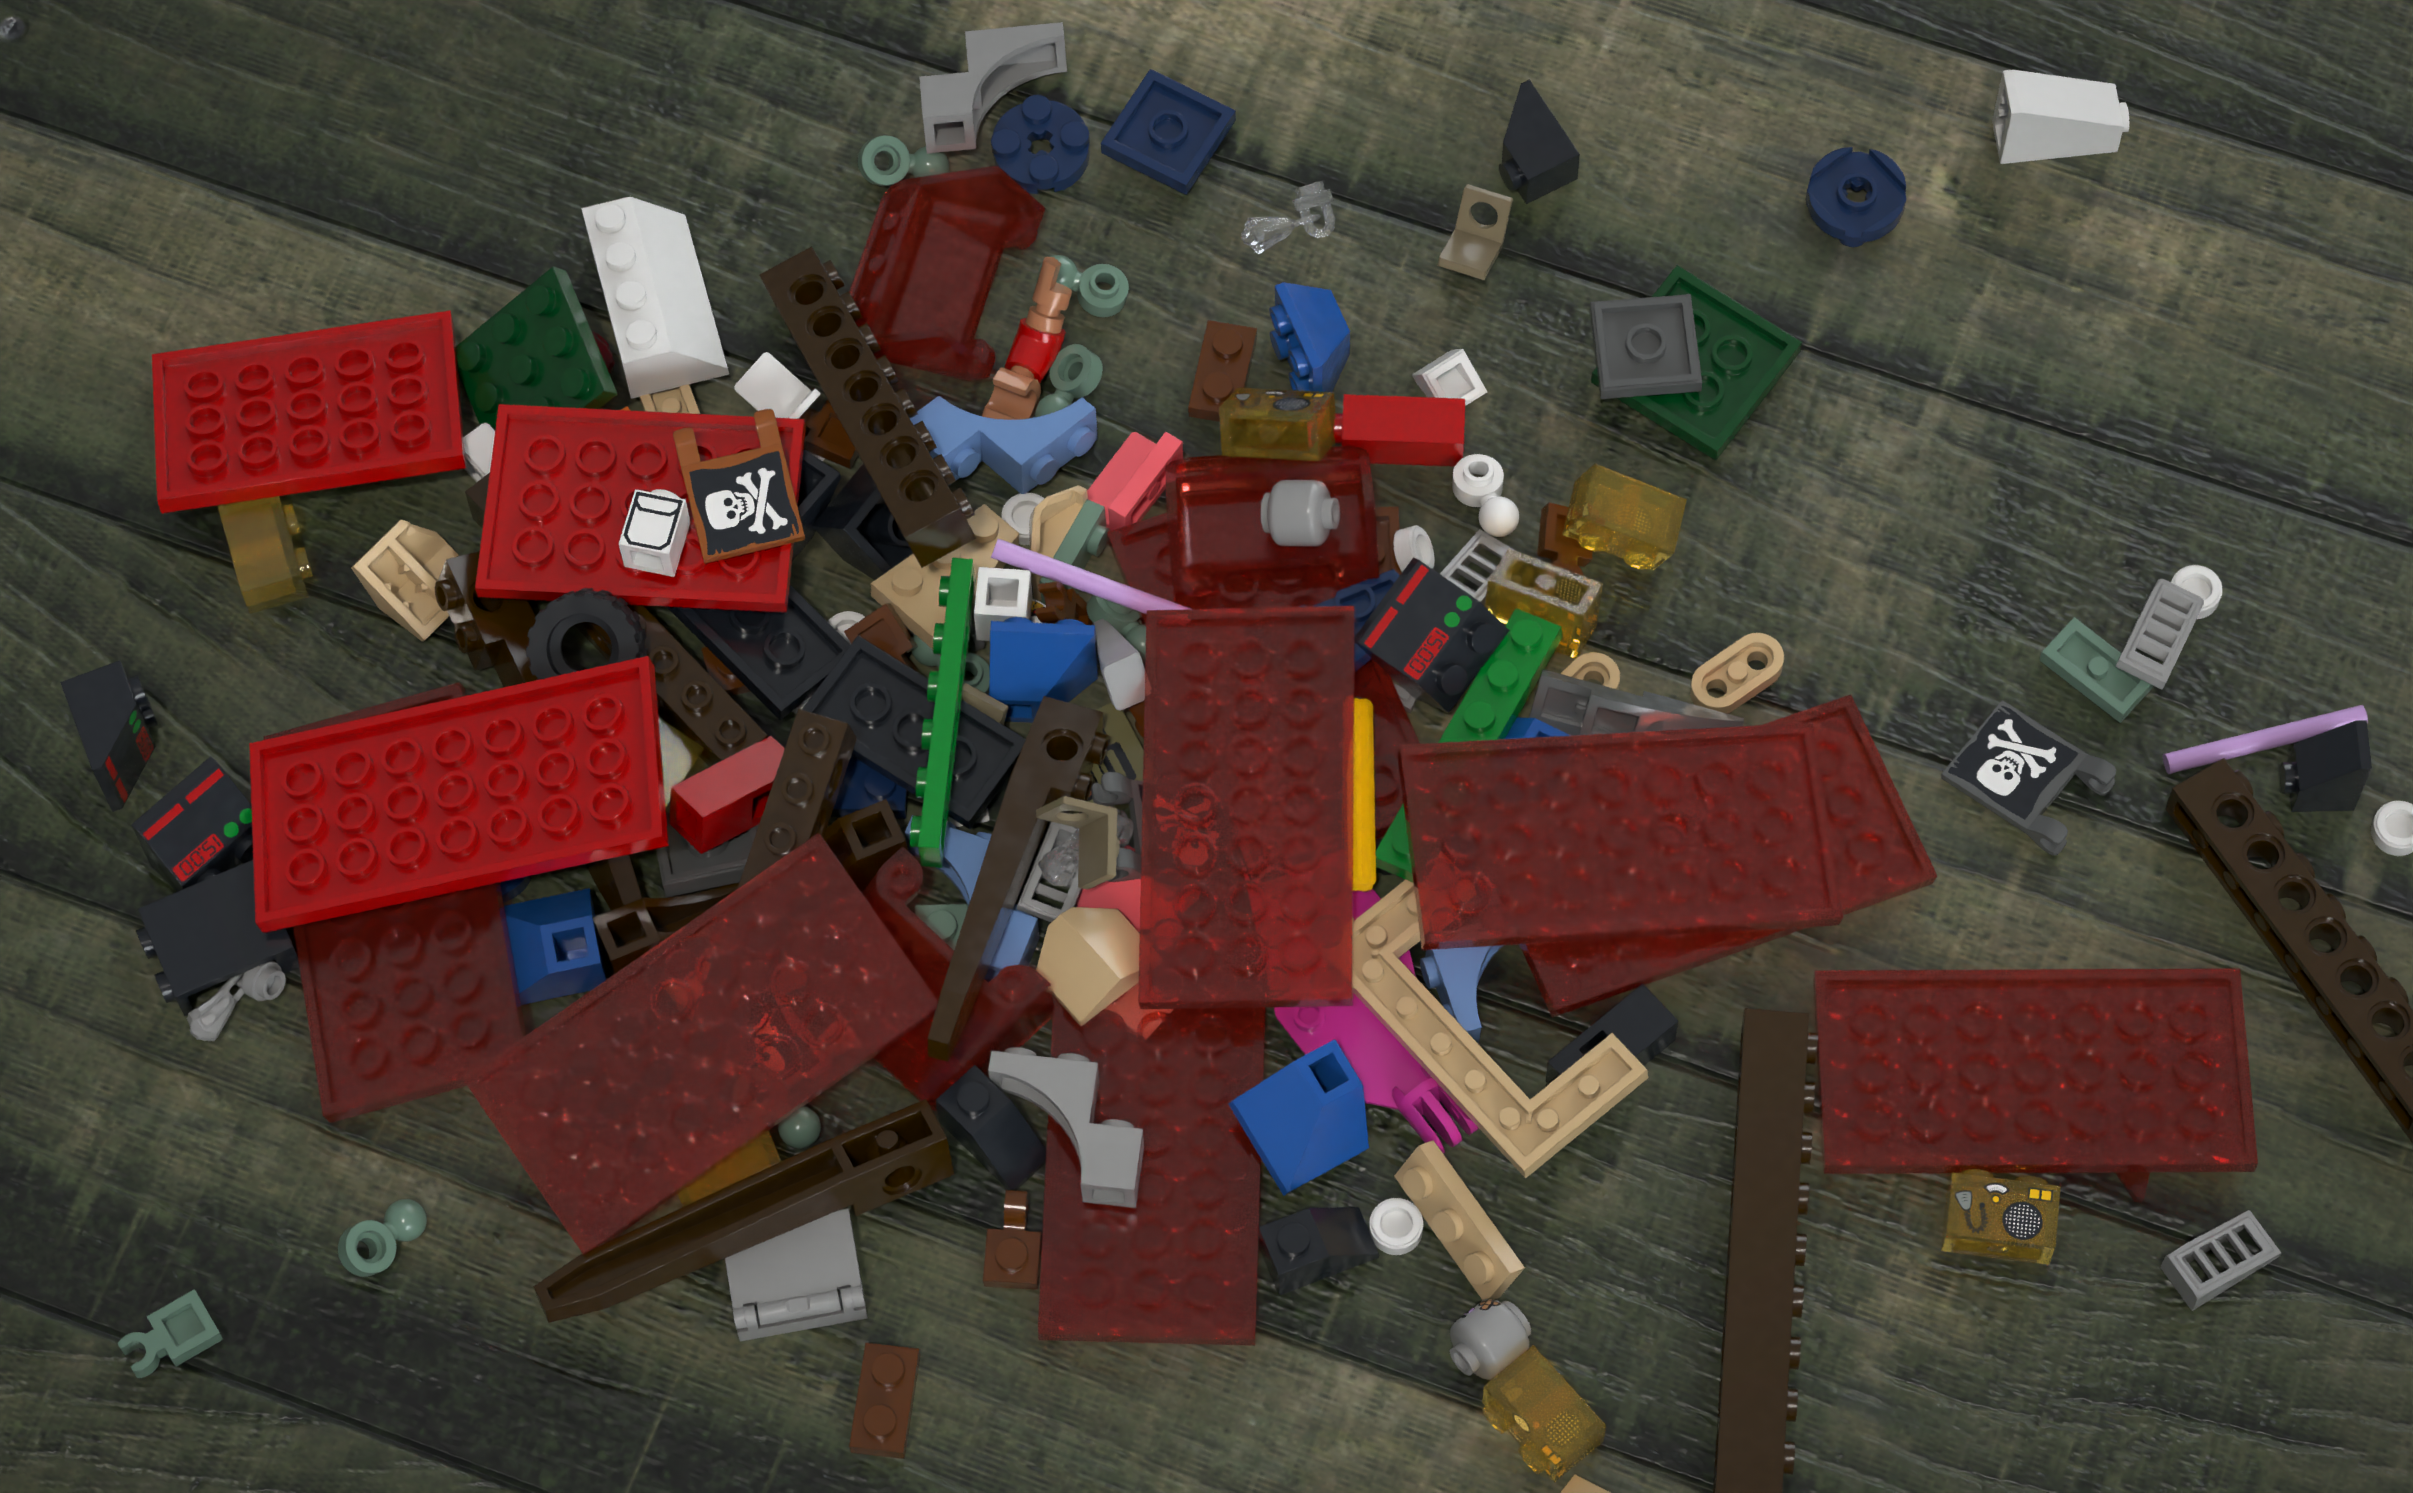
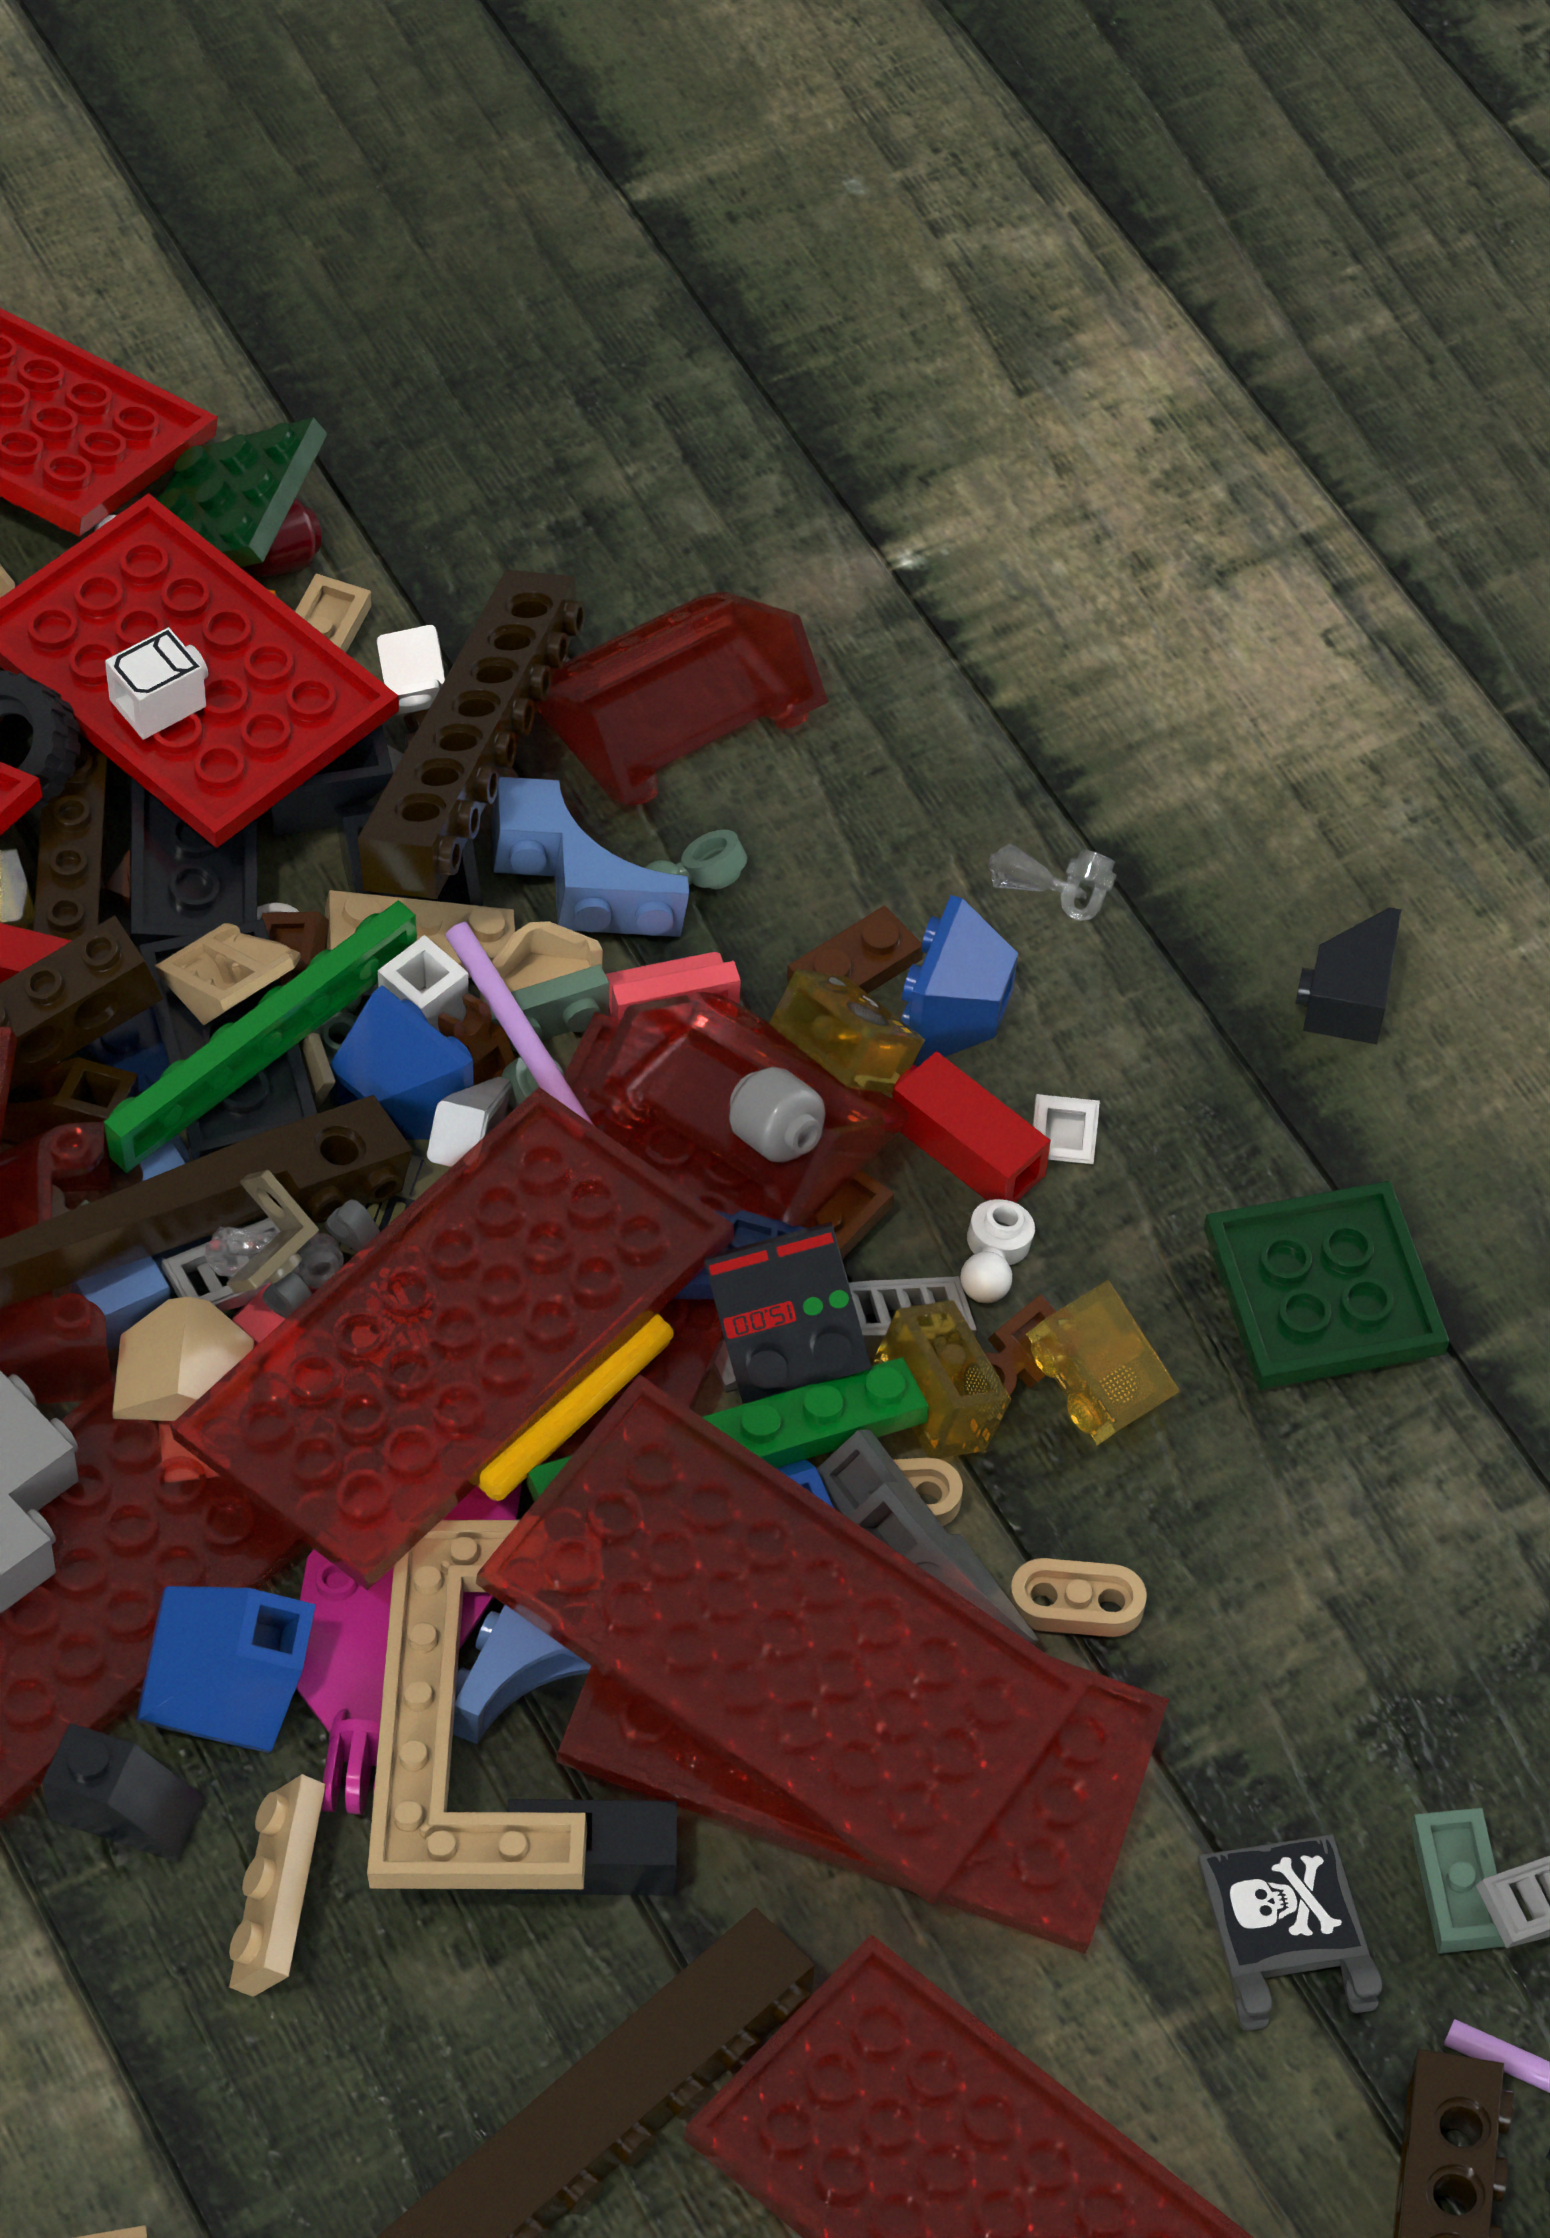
camera: 35 degrees right, 10 degrees down
(654, 295) = (397, 522): white slope -> none
(740, 498) = (269, 716): flag -> none
(881, 687) = (224, 970): none -> tan slope
(900, 161) = (742, 580): sand green plate -> none
(996, 64) = (903, 552): light grey arch -> none
(1033, 349) = (694, 811): nougat piece -> none
(1035, 121) = (891, 628): dark blue plate -> none
(1090, 297) = (787, 771): sand green plate -> none
(1168, 131) = (1014, 722): dark blue plate -> none
(1396, 1226) = (221, 1844): white tile -> none
(1413, 543) = (868, 1244): white tile -> none
(1474, 245) = (1212, 1023): dark tan bracket -> none
(1489, 1338) = (191, 2021): light grey head -> none
(1542, 1415) = (166, 2136): clear yellow brick -> none
(1645, 346) = (1281, 1227): dark grey tile -> none

